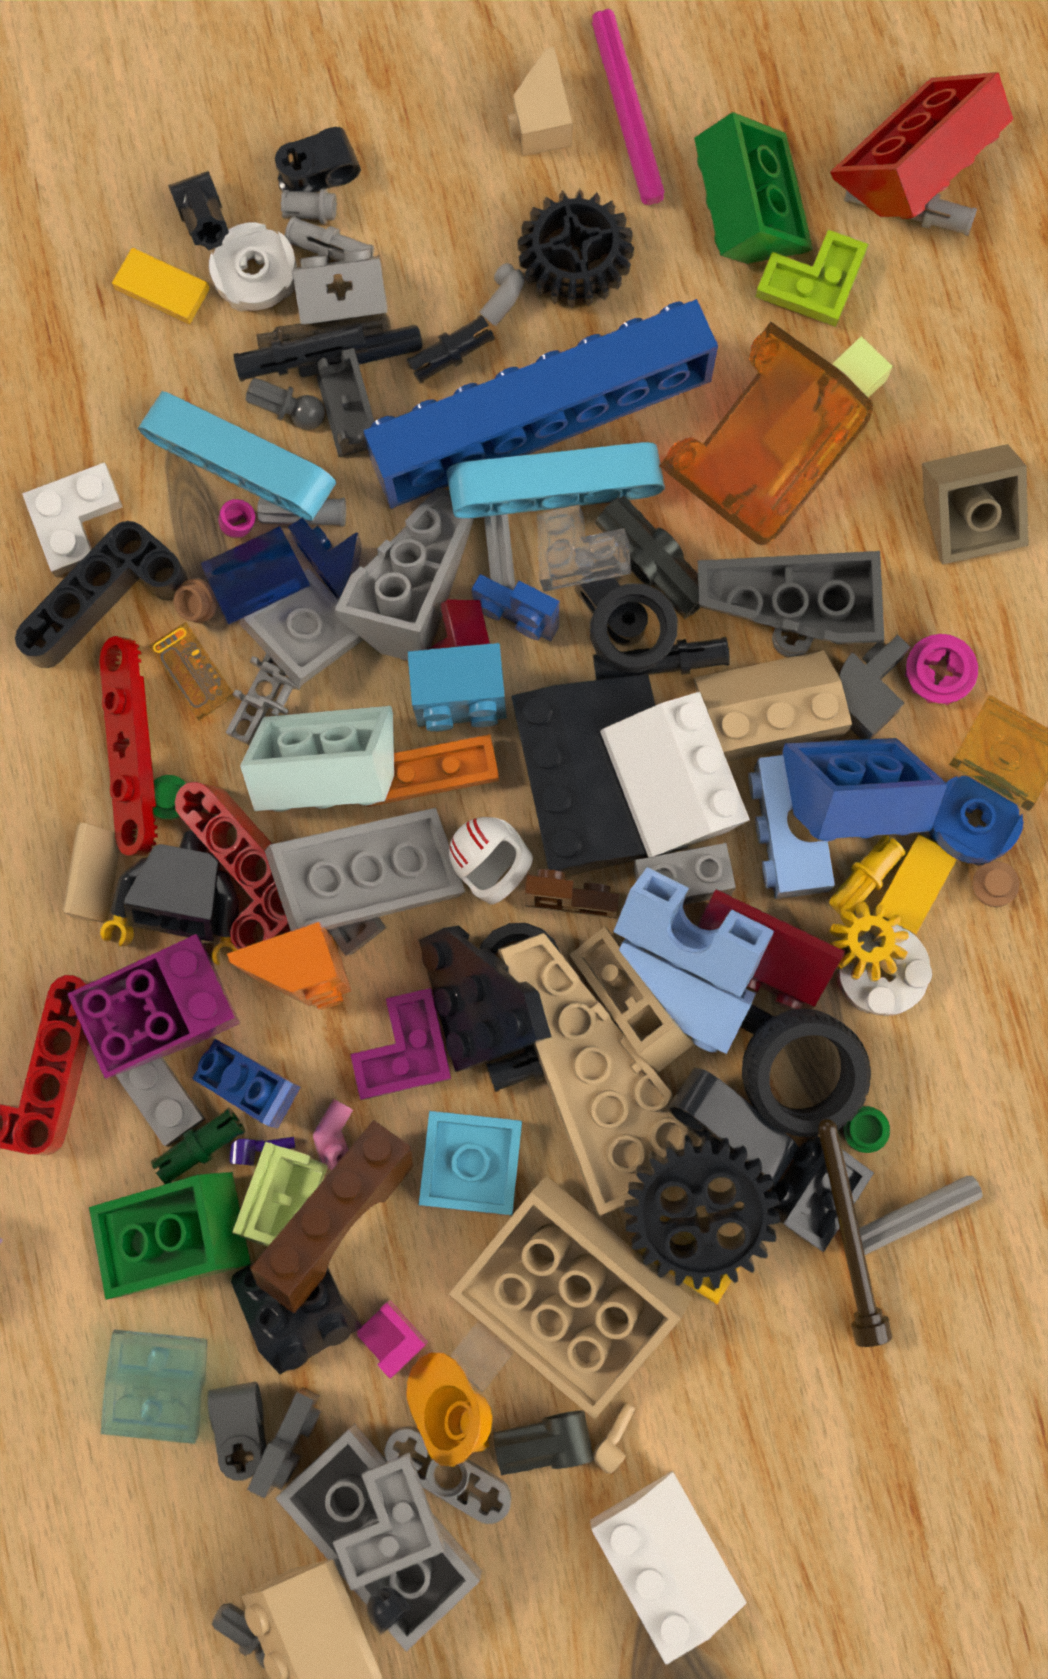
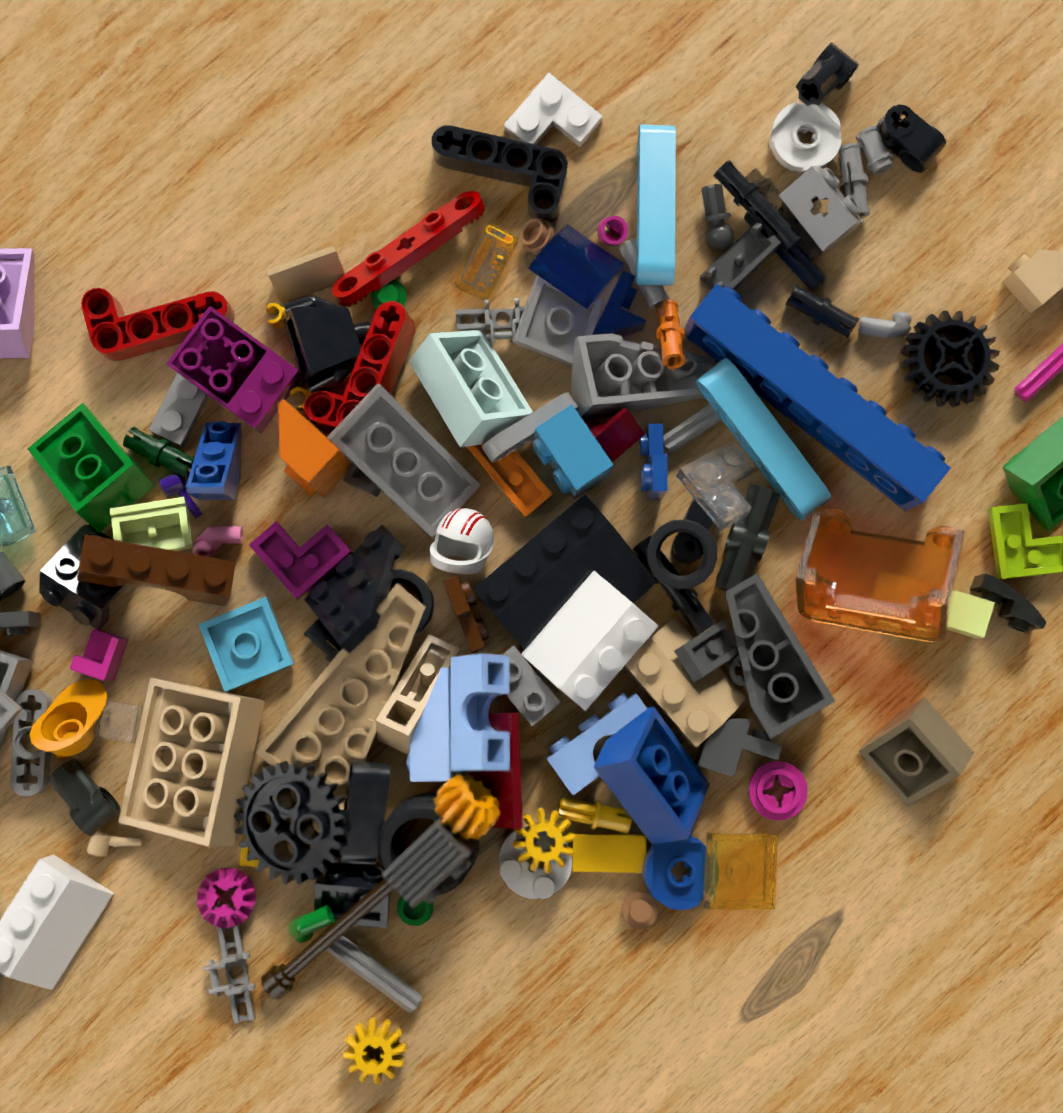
camera: 55 degrees right, 5 degrees up
(160, 285) = (755, 80): yellow tile -> none
(387, 516) = (670, 335): none -> orange pin
(403, 720) = (524, 430): none -> light grey beam
(734, 1360) = (243, 899): none -> dark pink gear
(753, 658) = (708, 650): none -> dark grey plate
(789, 1000) = (466, 806): none -> light orange gear
(819, 1376) = (227, 962): none -> light grey piece
(824, 1267) = (304, 925): none -> green arm
(830, 1074) = (427, 863): none -> dark grey brick
(873, 322) = (1015, 607): none -> pearl dark grey slope
(1017, 1270) = (375, 1037): none -> yellow gear

